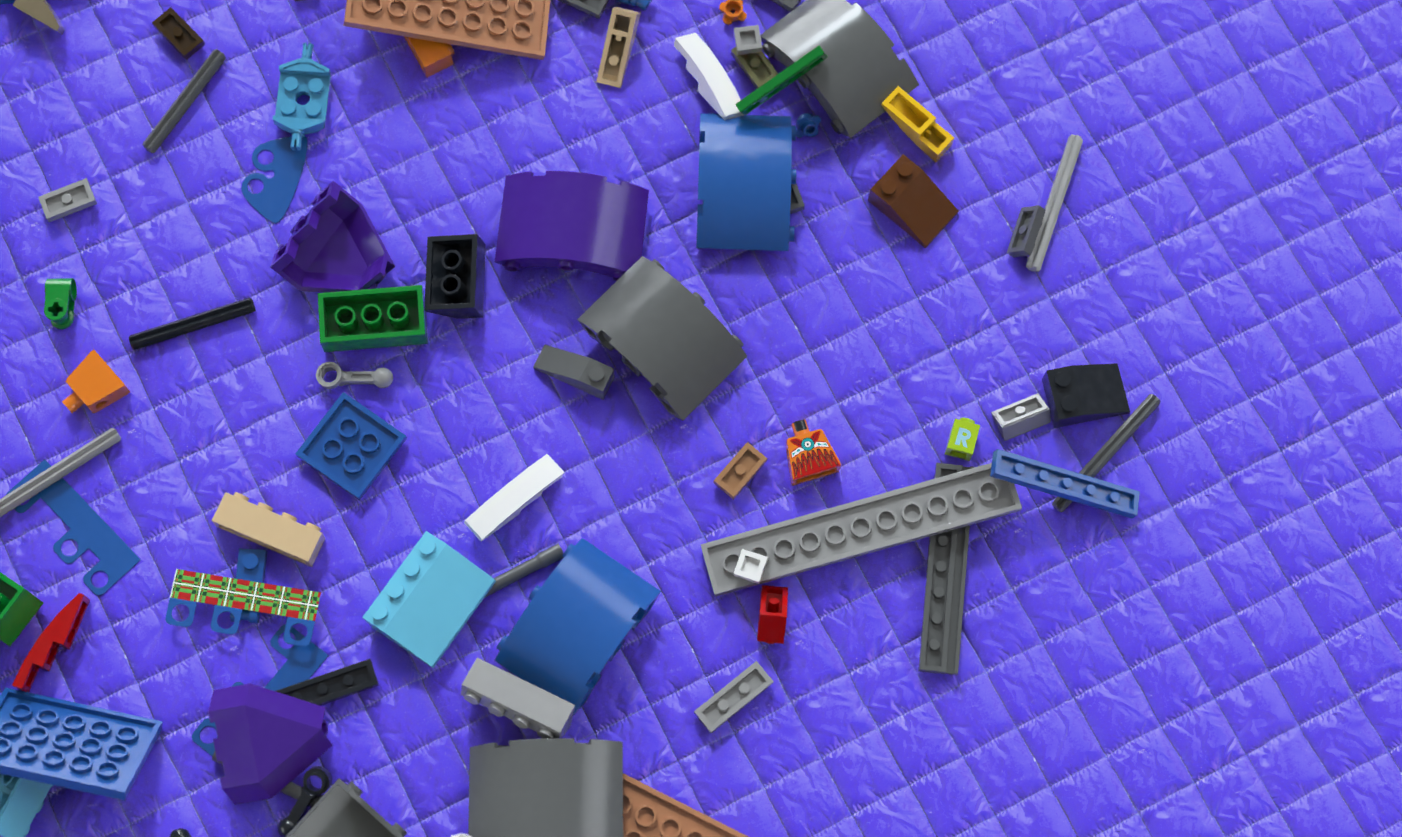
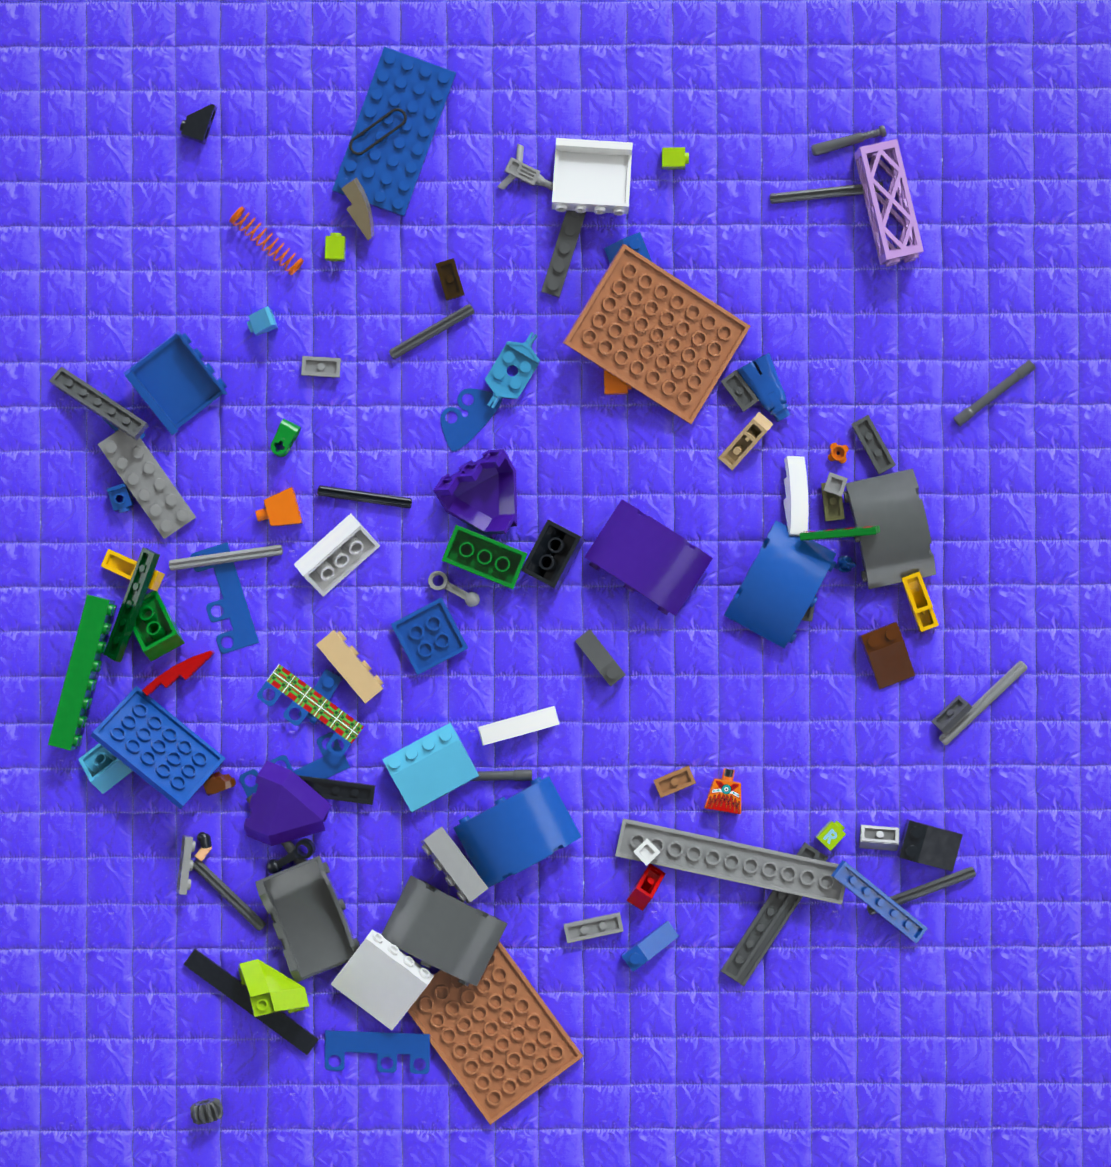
camera: 30 degrees right, 15 degrees up
(22, 61) = (335, 247): none -> lime brick
(167, 756) = (218, 782): none -> reddish brown rock
(189, 405) = (336, 555): none -> white slope
(664, 336) = (669, 667): dark grey panel -> none
(815, 685) = (649, 946): none -> slope

